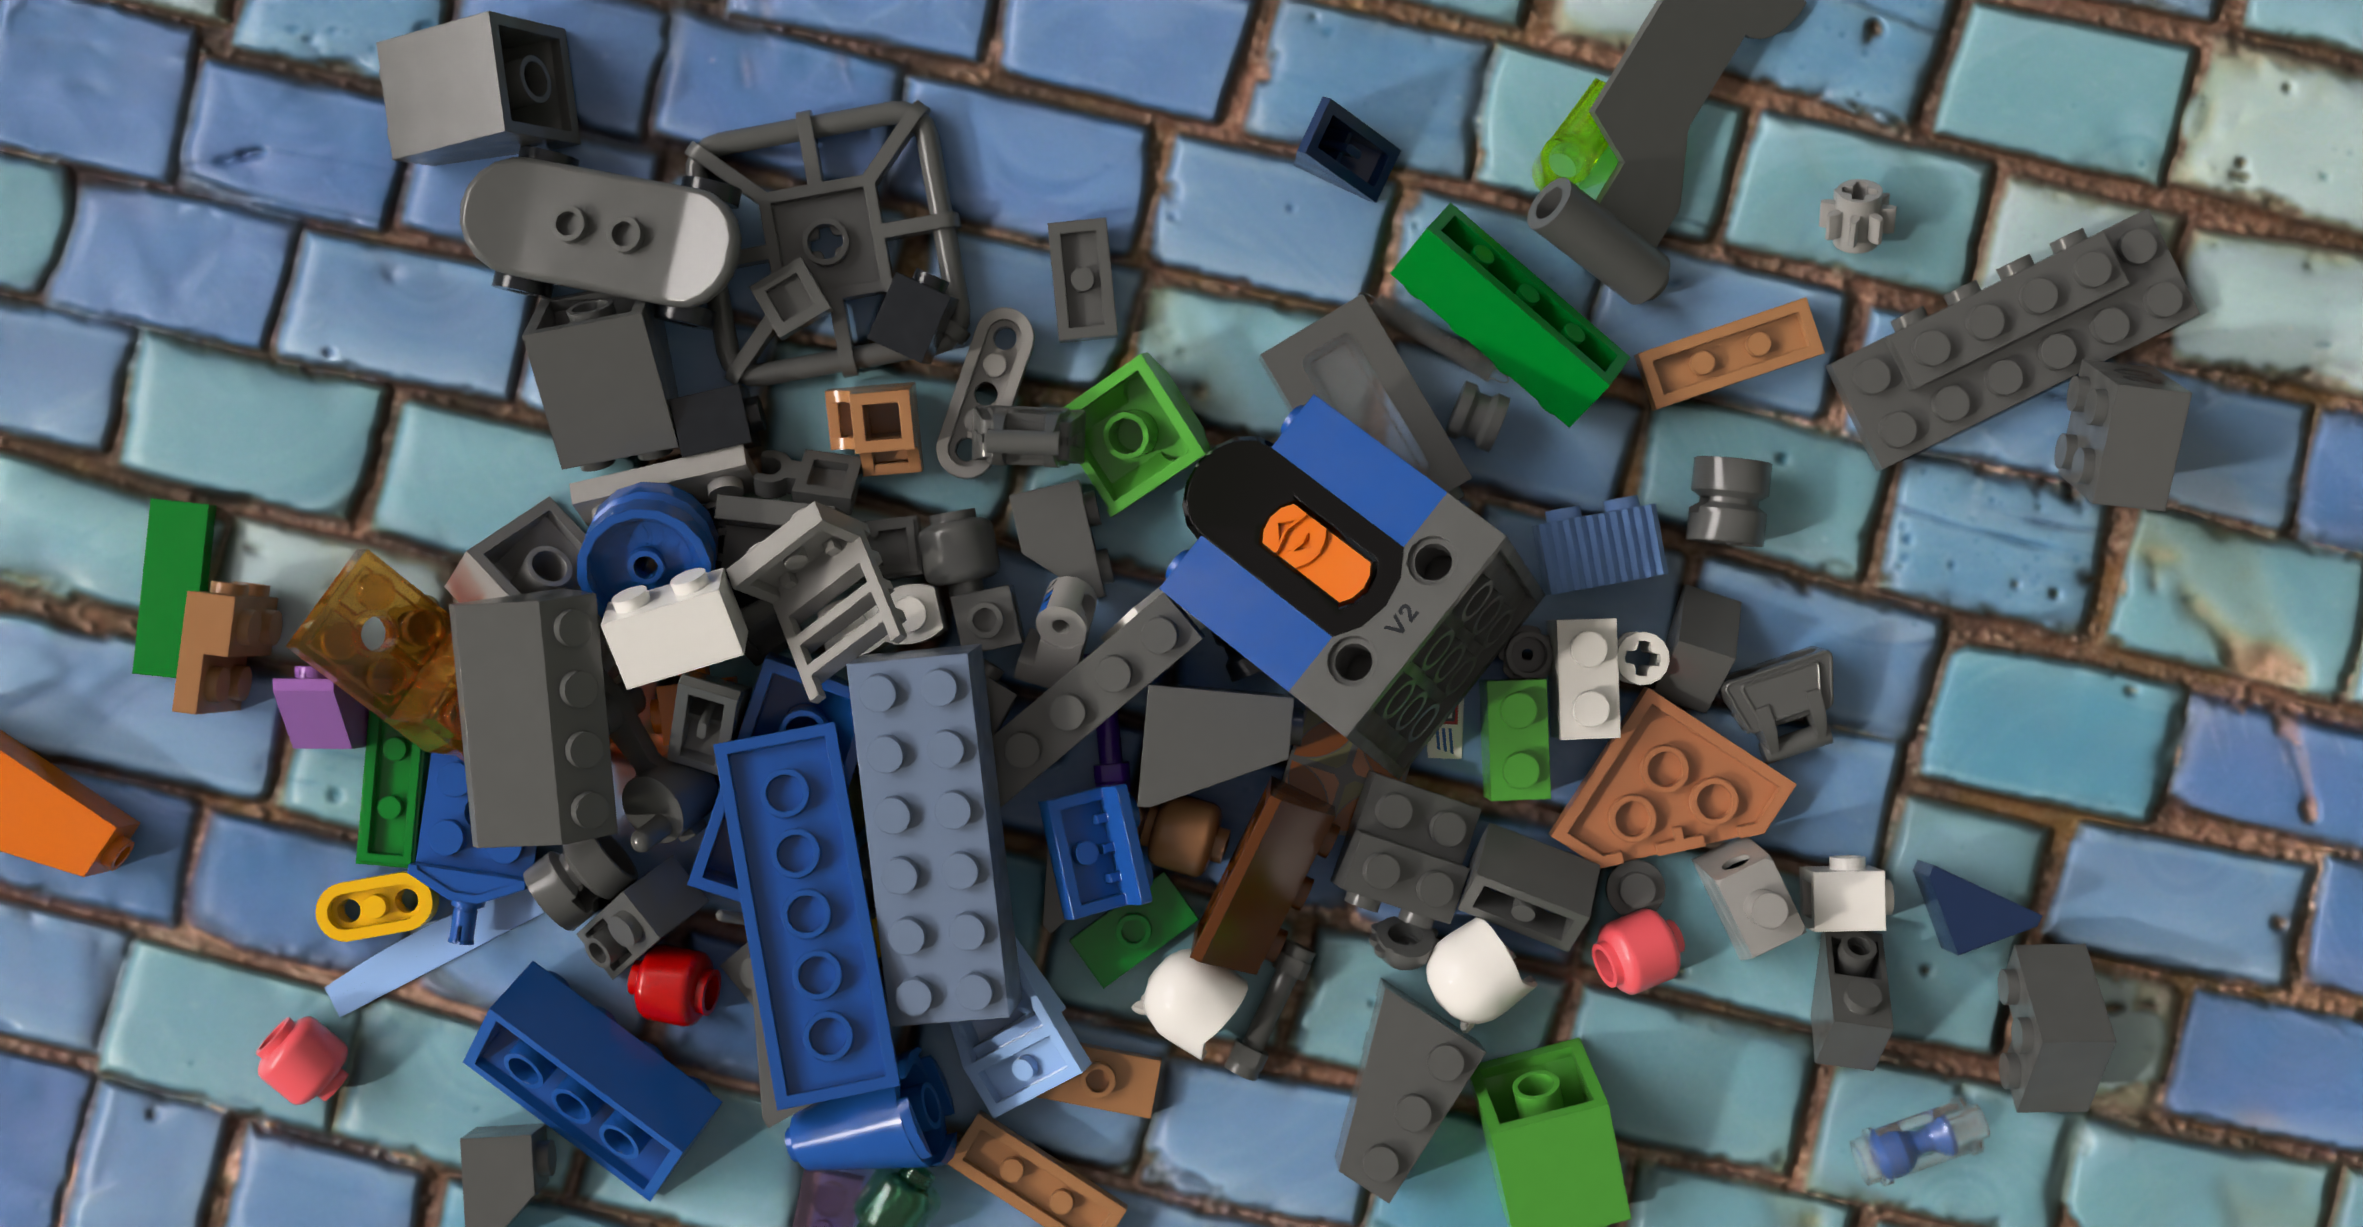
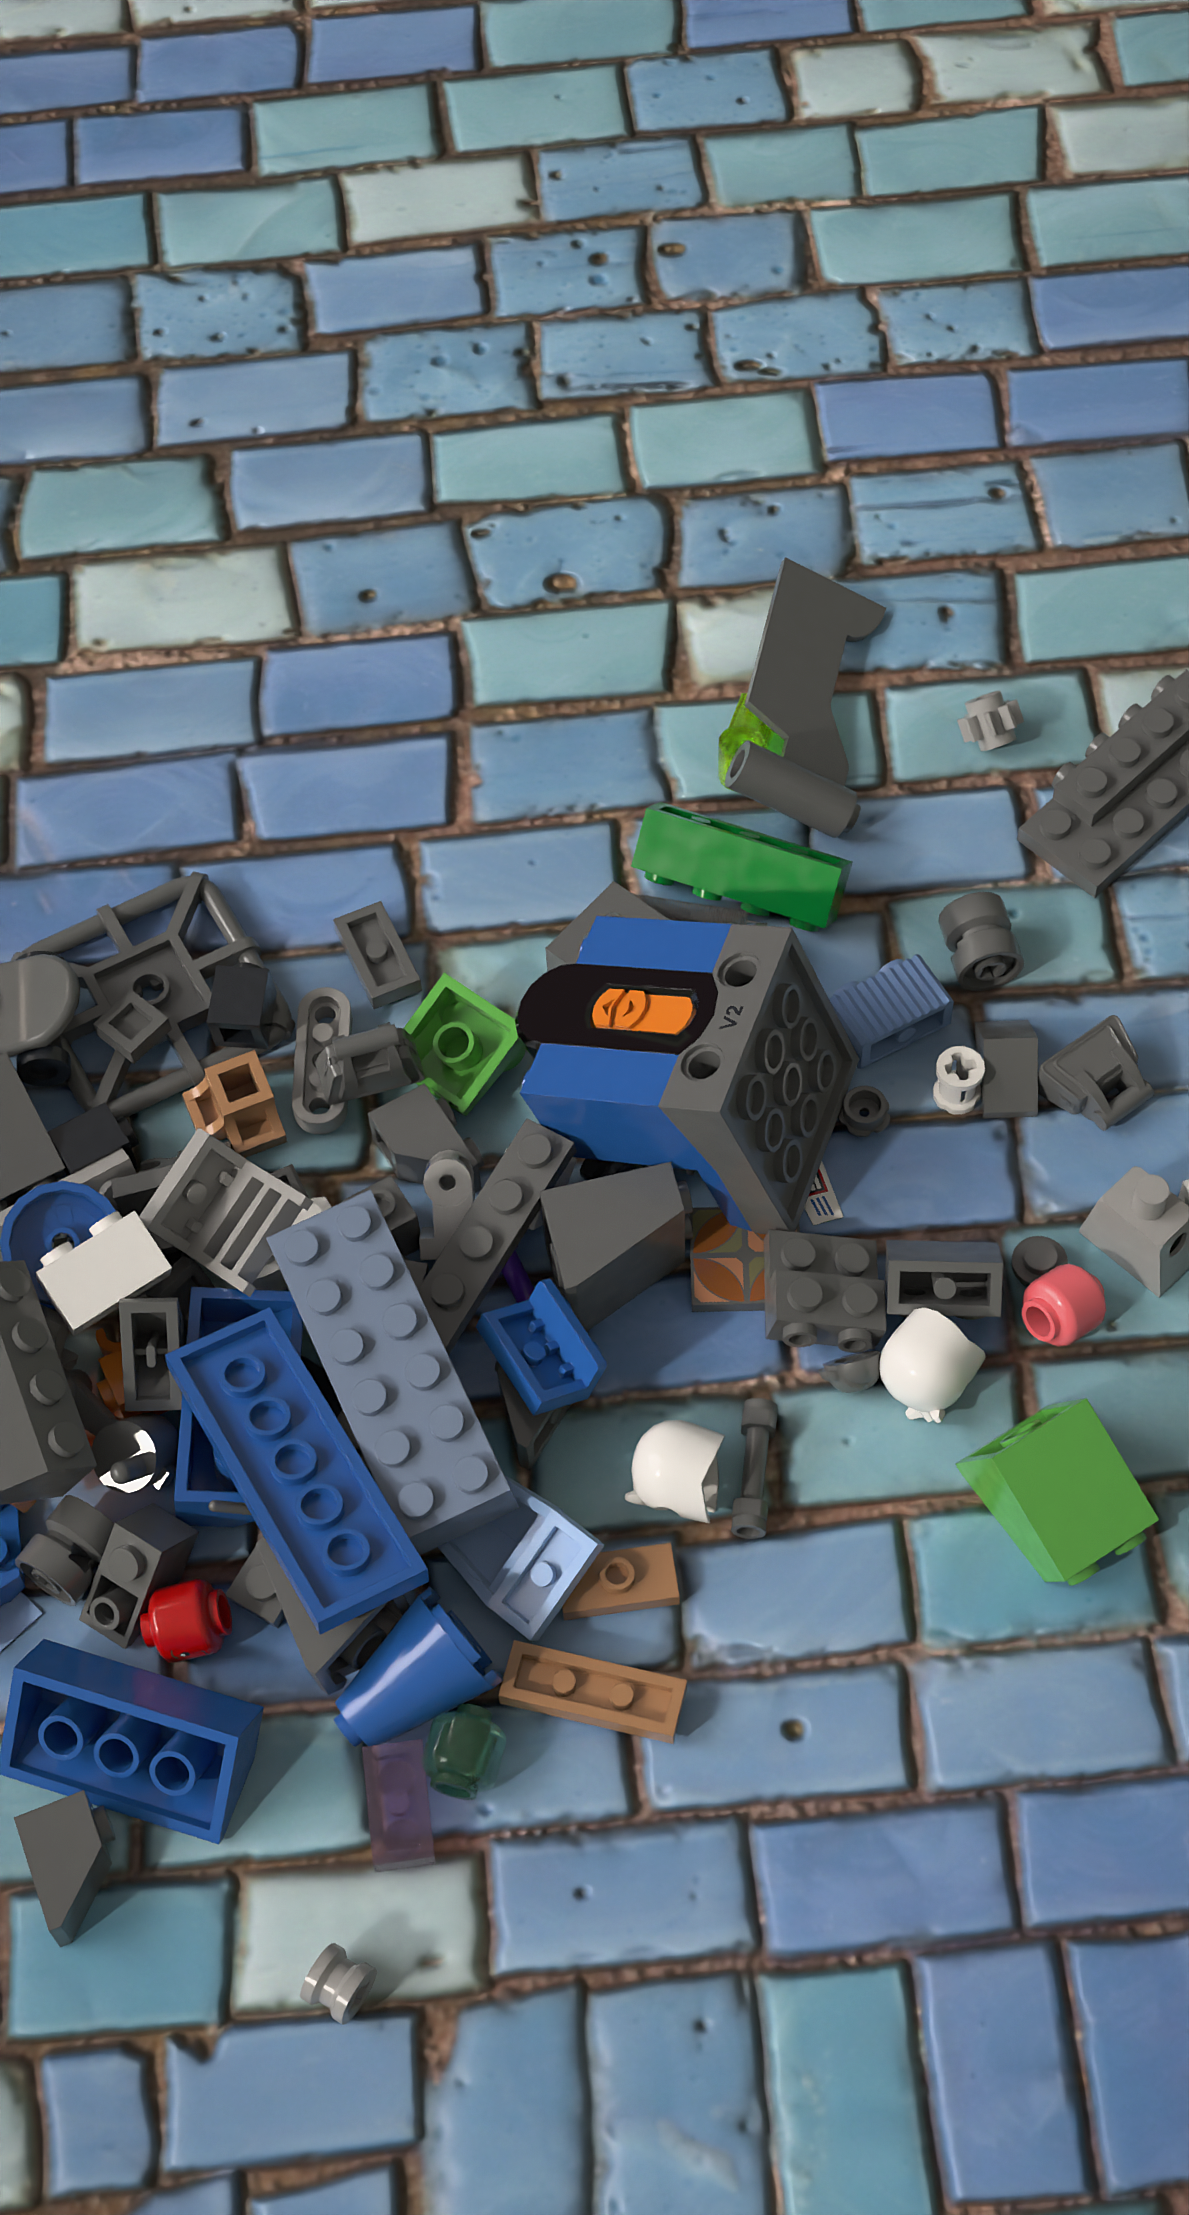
camera: 15 degrees left, 30 degrees down
(959, 551) = (336, 1170): dark grey head -> none
(1133, 932) = (603, 1443): green plate -> none
(1185, 835) = (624, 1336): medium nougat head -> none
(1265, 879) = (705, 1337): reddish brown slope -> none
(1346, 152) = (559, 800): dark blue slope -> none
(1402, 1090) = (901, 1484): dark grey wedge -> none
(1515, 739) = (880, 1171): bright green brick -> none
(1584, 679) = (920, 1107): white brick -> none
(1668, 789) = (1032, 1171): nougat plate -> none
(1729, 354) = (933, 846): medium nougat plate -> none

